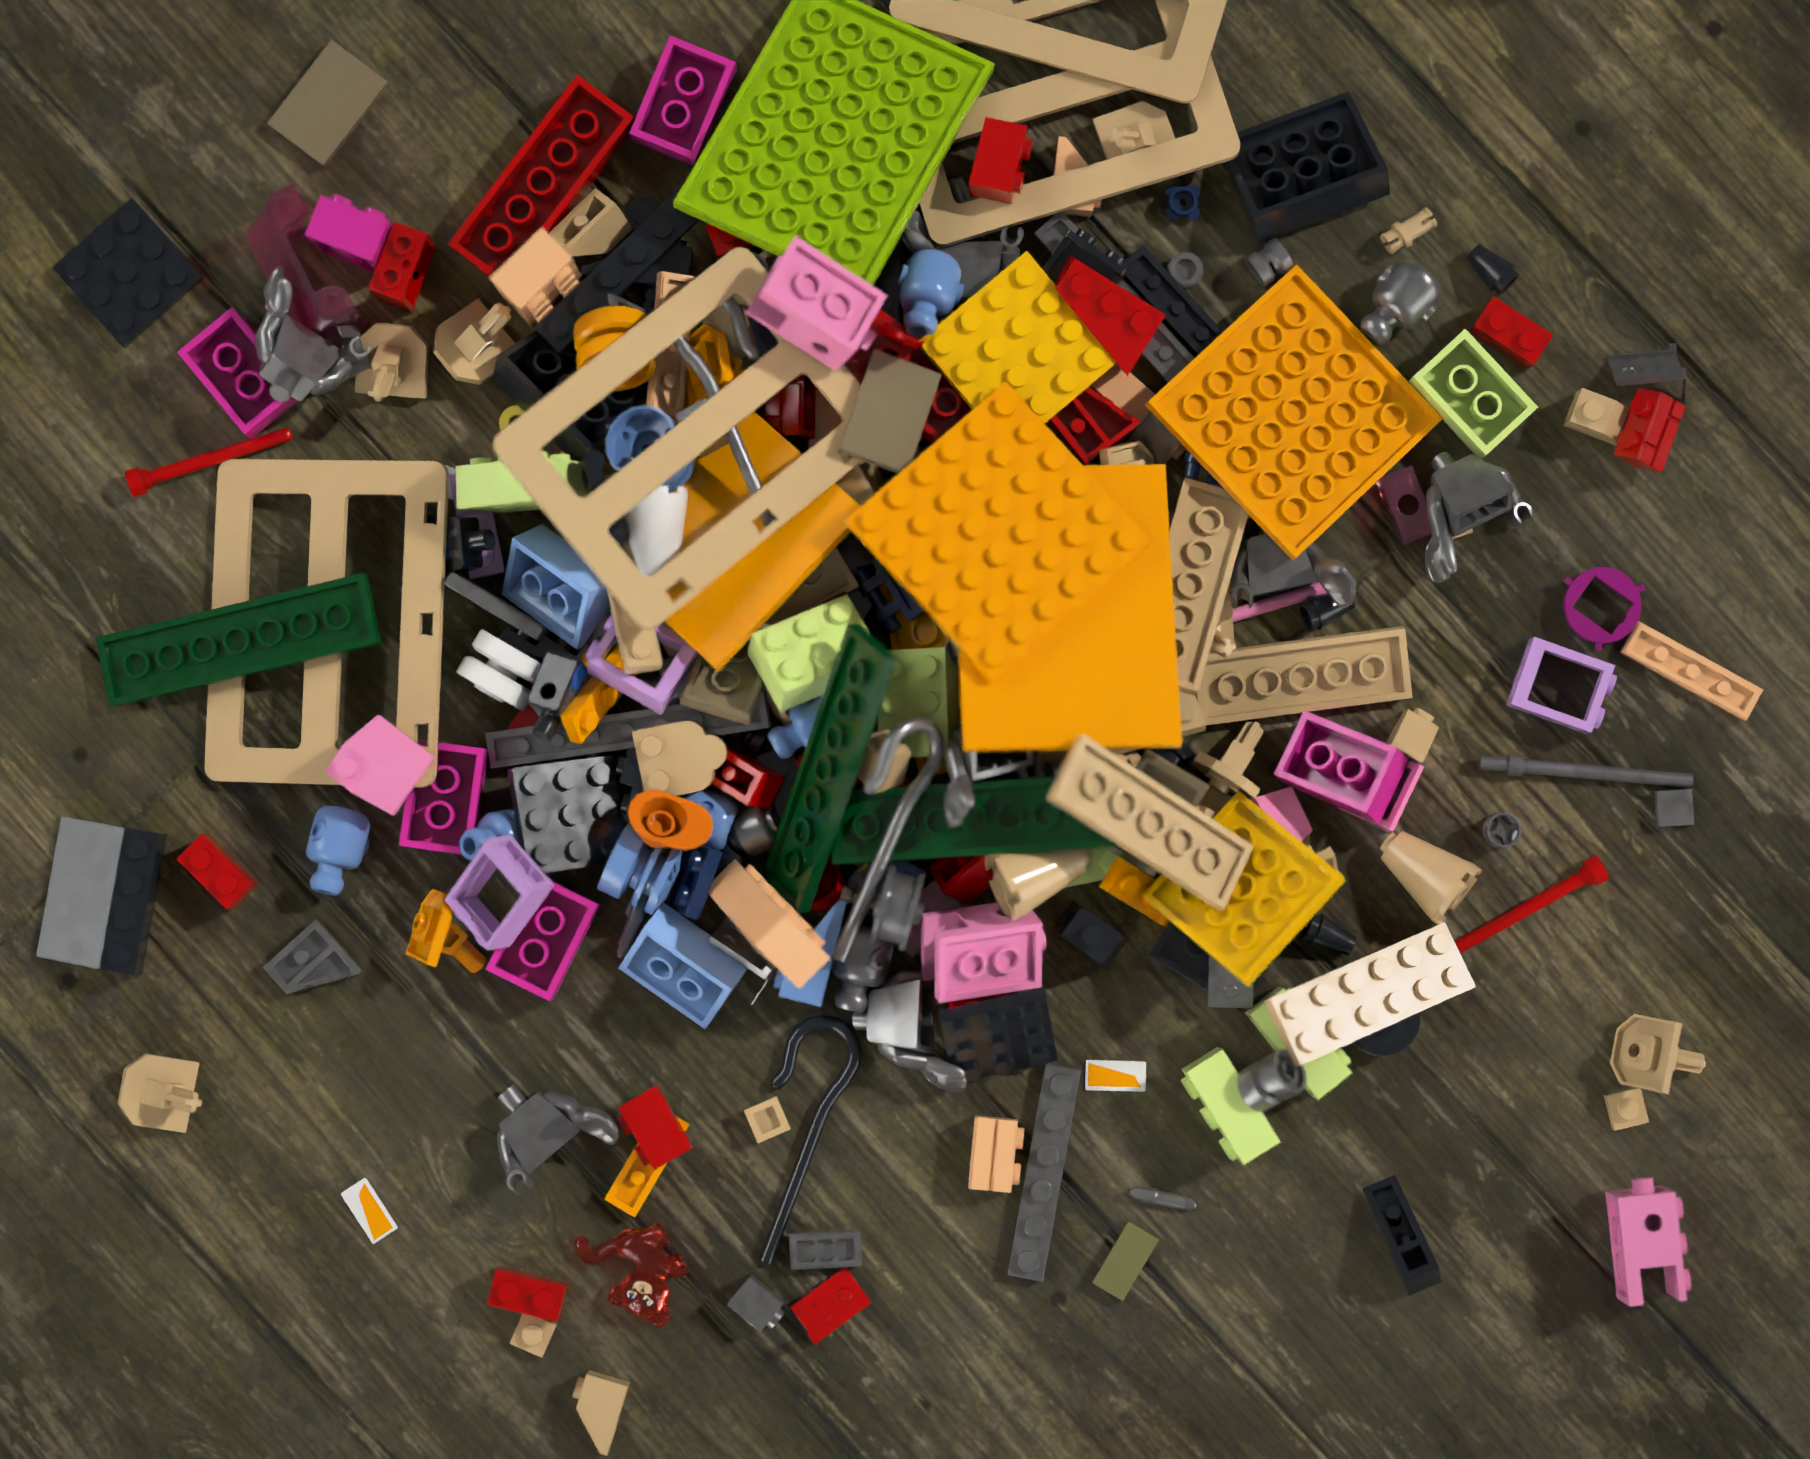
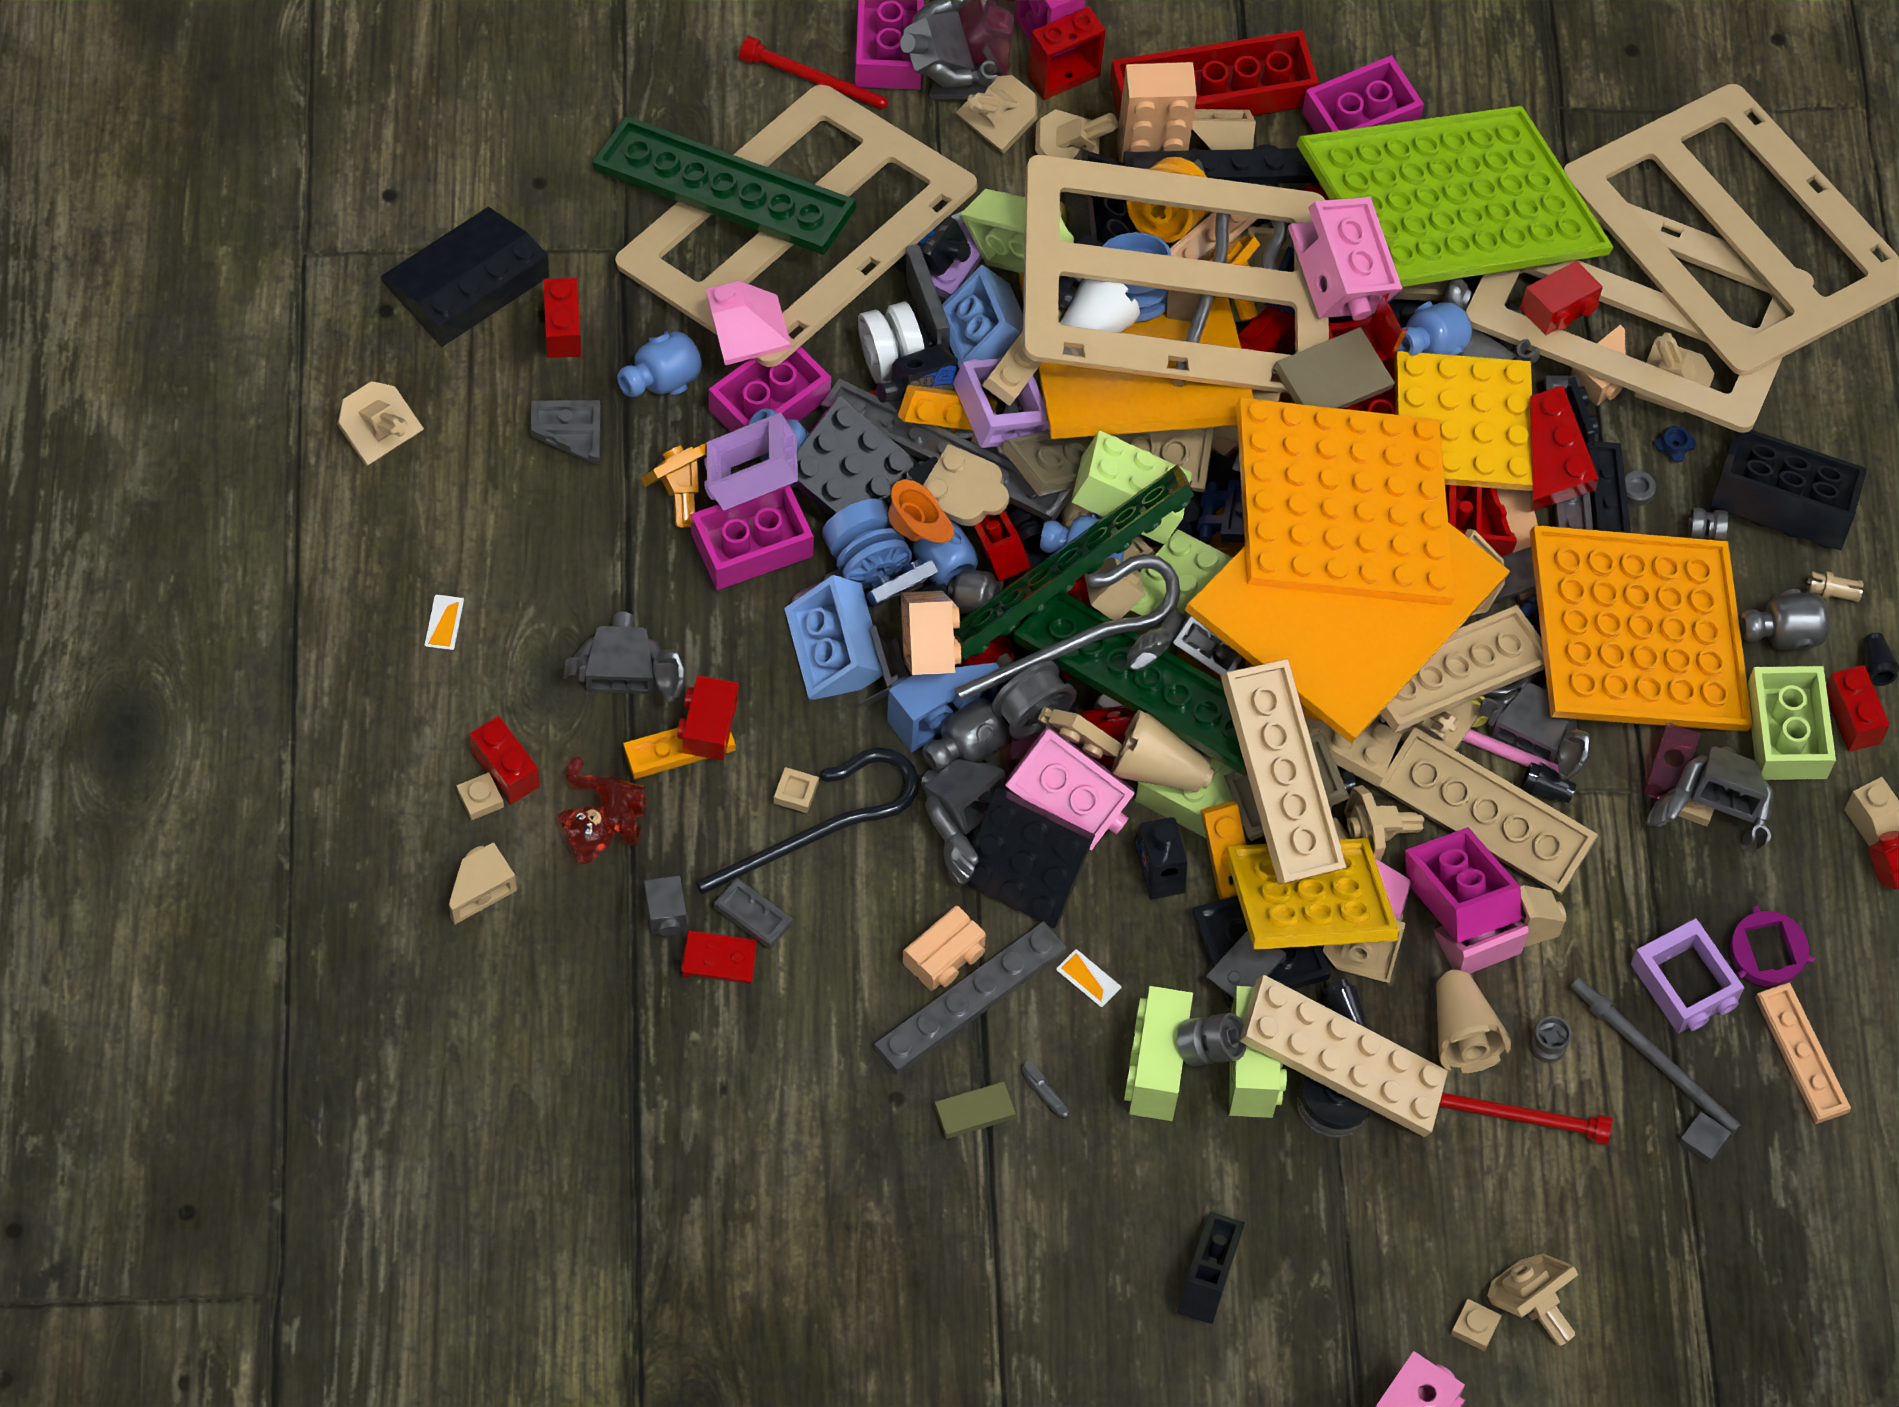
camera: 35 degrees right, 25 degrees down
(959, 910) = (1080, 732): none -> tan plate

